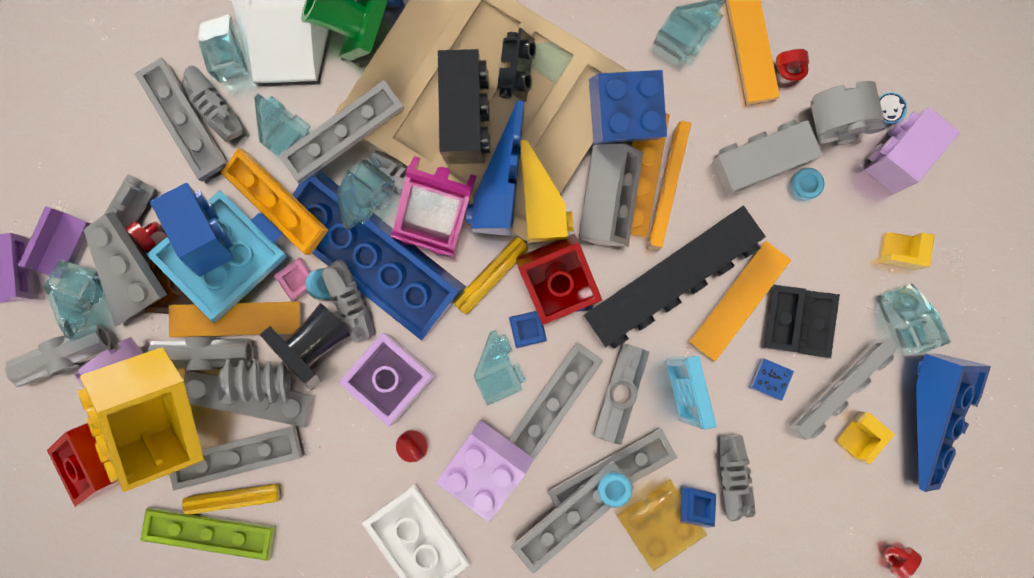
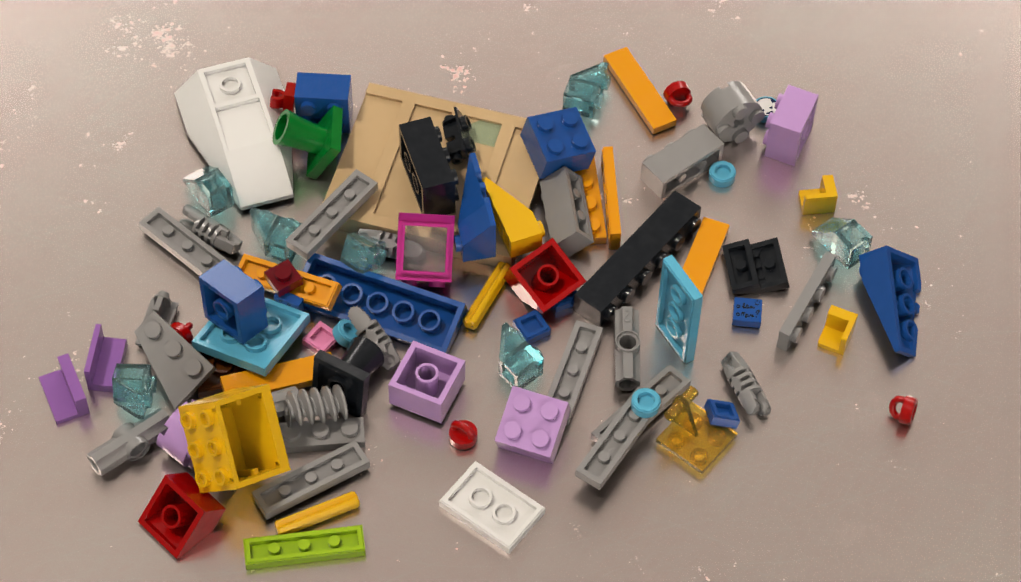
camera: 25 degrees left, 30 degrees down
(264, 203) = (283, 278): none -> dark red plate

